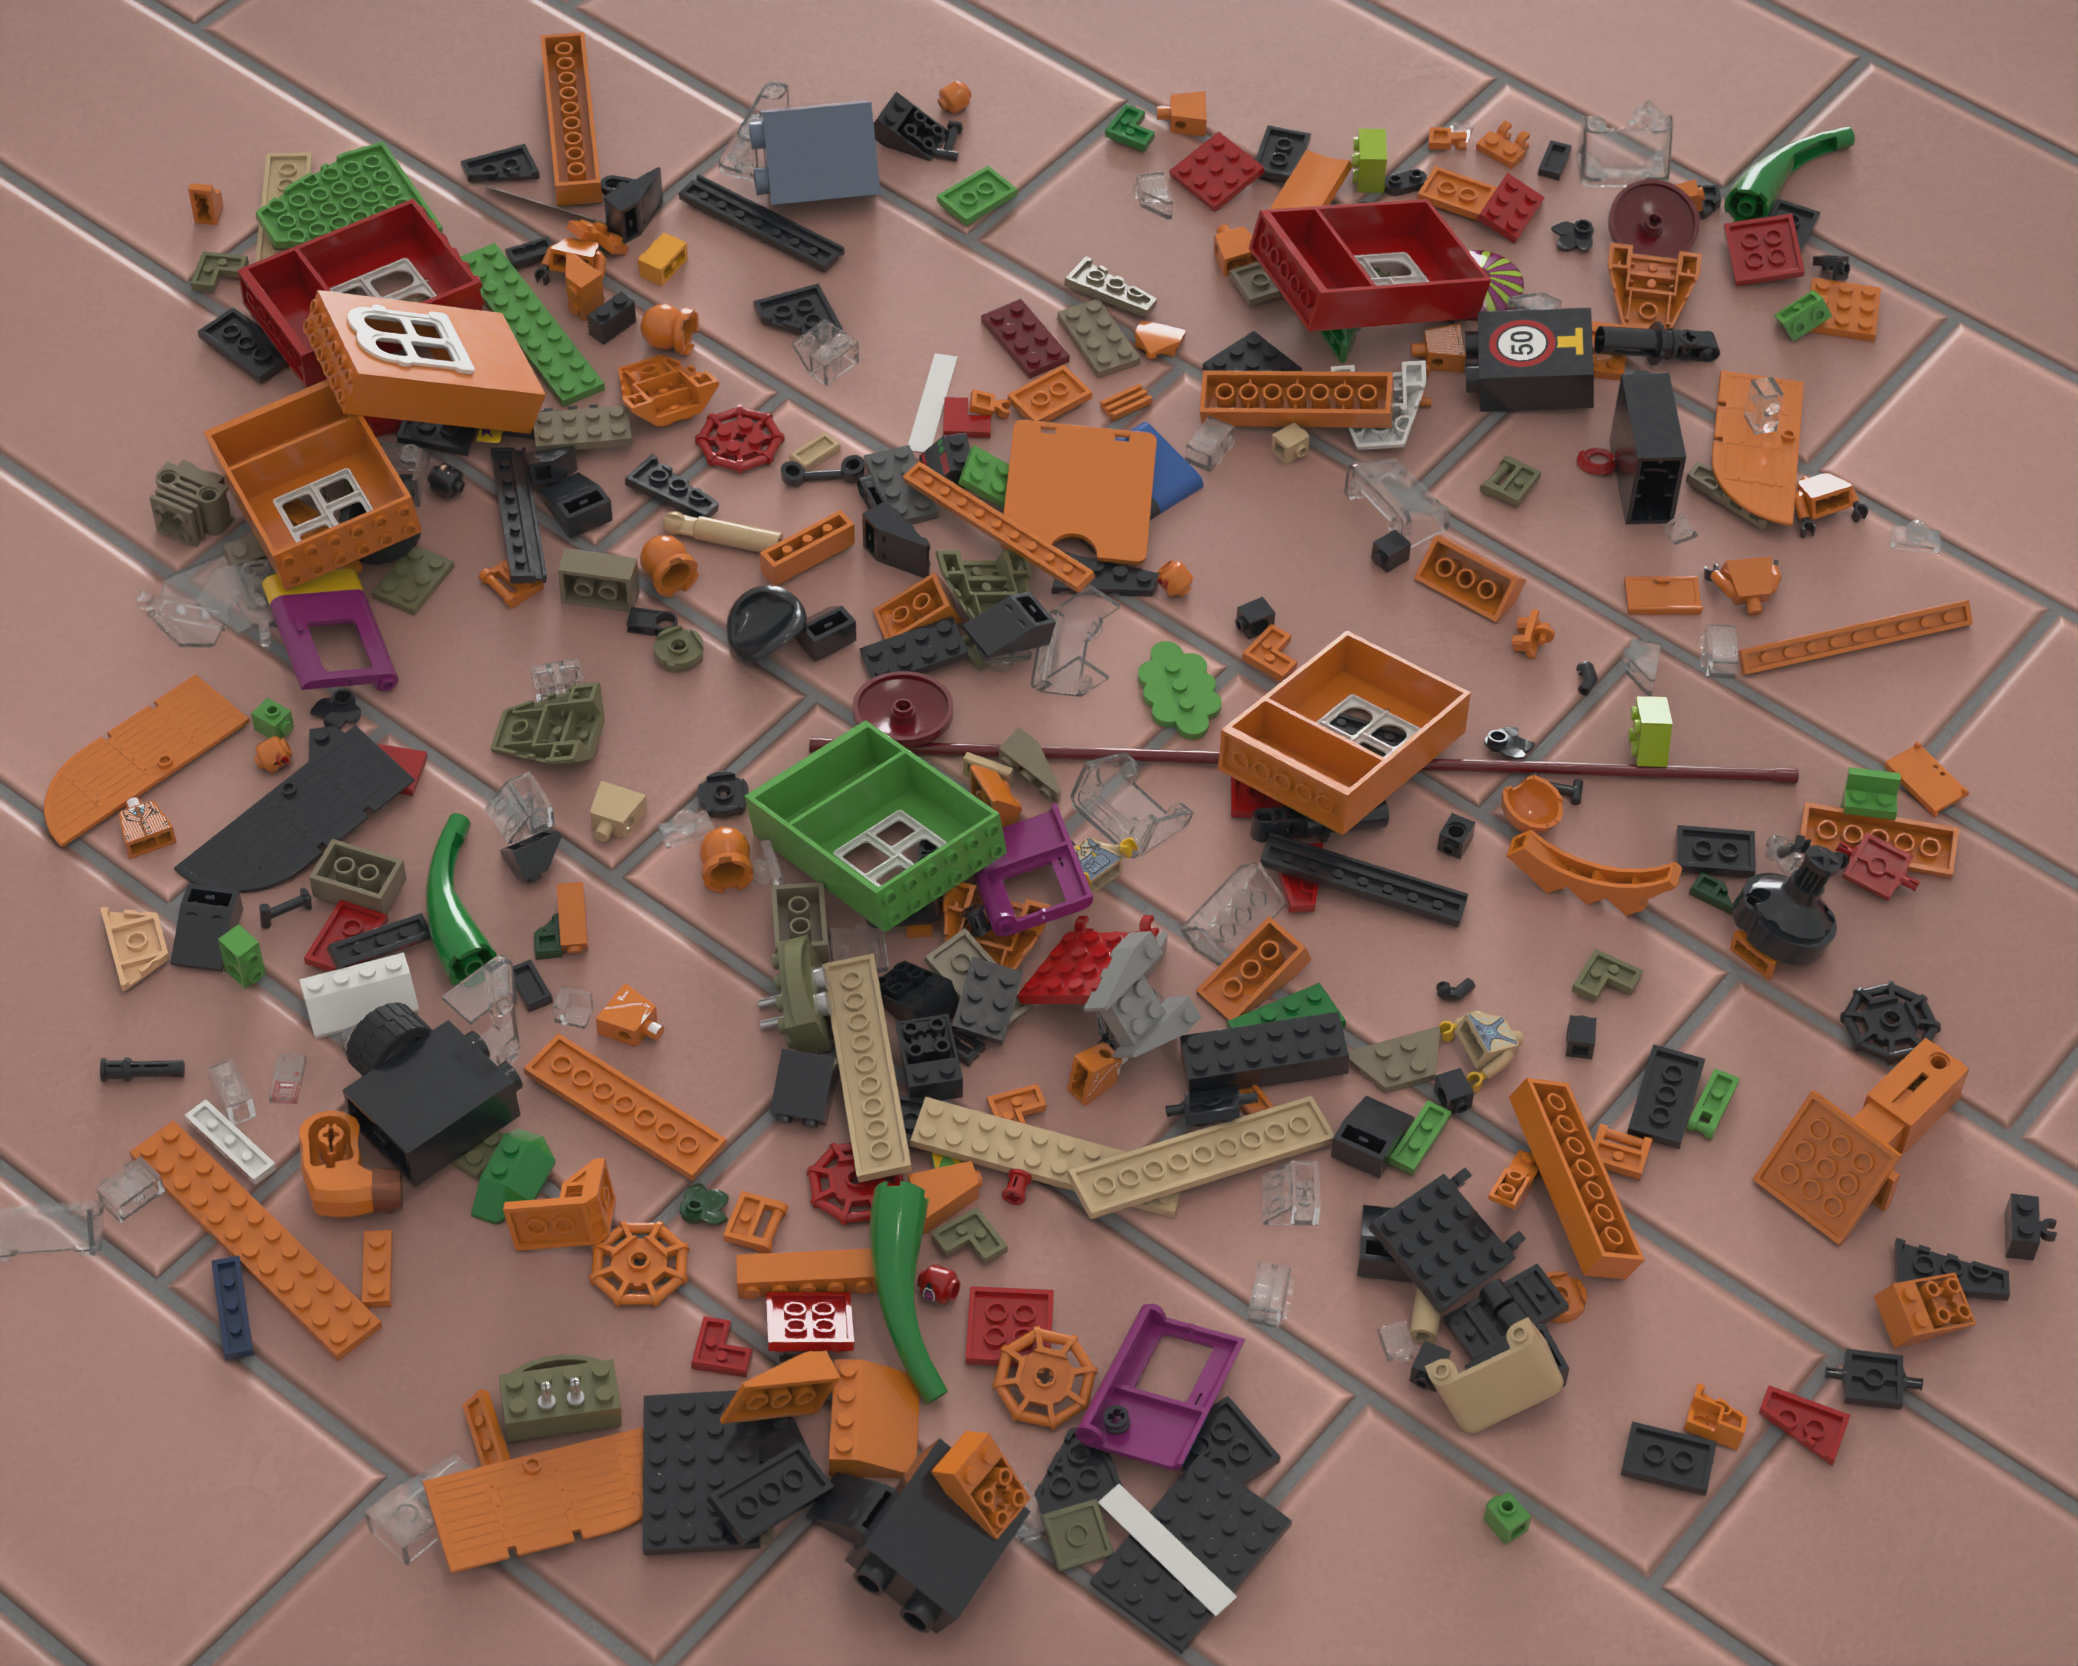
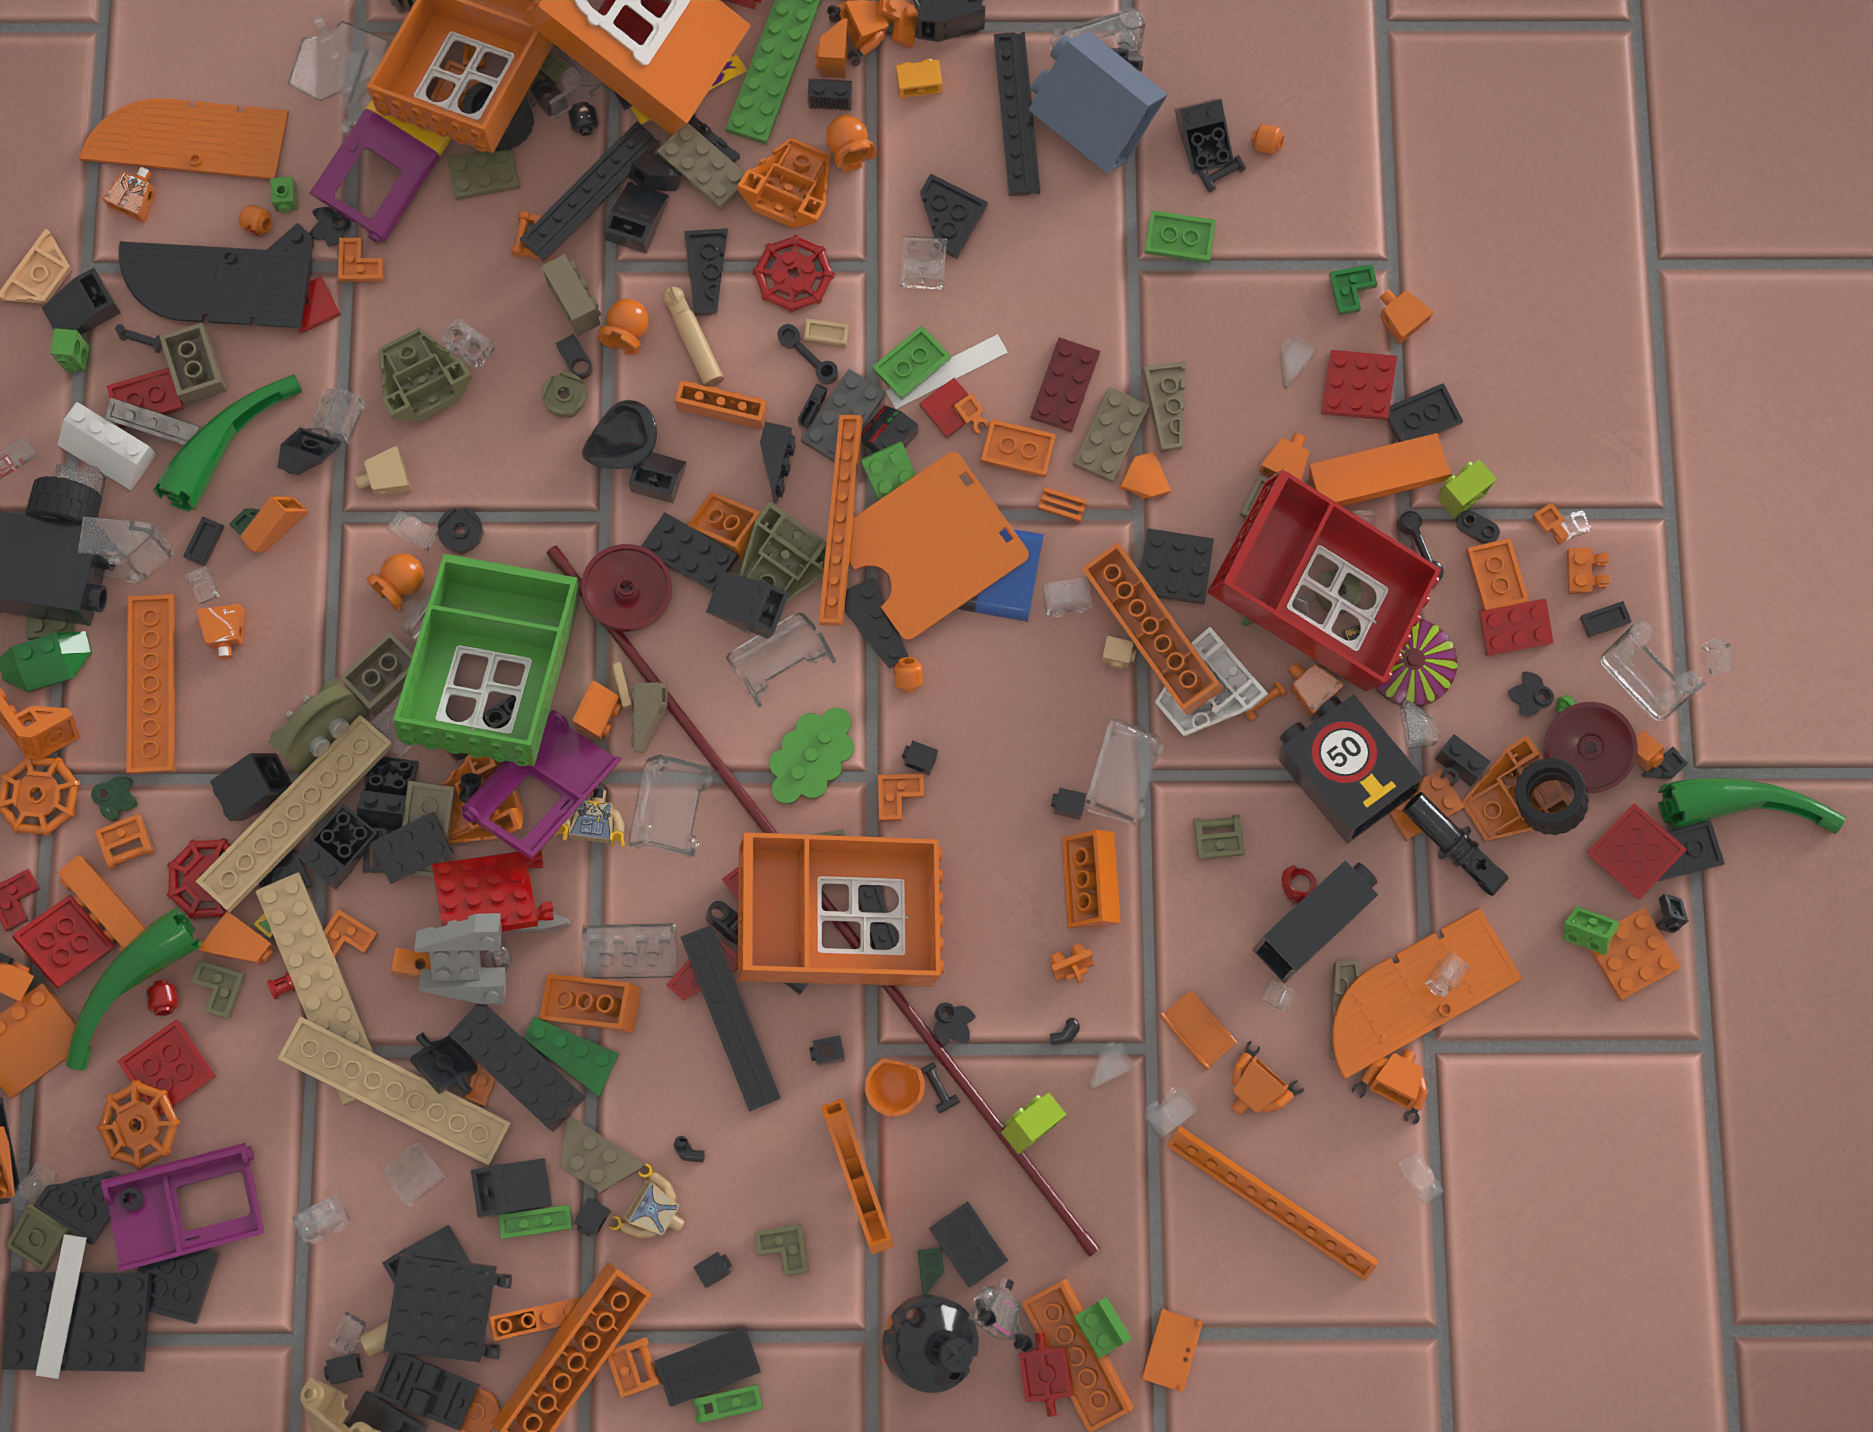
camera: 50 degrees right, 25 degrees up
(399, 716) = (354, 267): none -> orange plate
(903, 413) = (911, 362): none -> bright green plate
(1598, 218) = (1564, 702): none -> bright green plate
(1598, 295) = (1461, 761): none -> black brick
(1674, 232) = (1545, 771): none -> black tyre

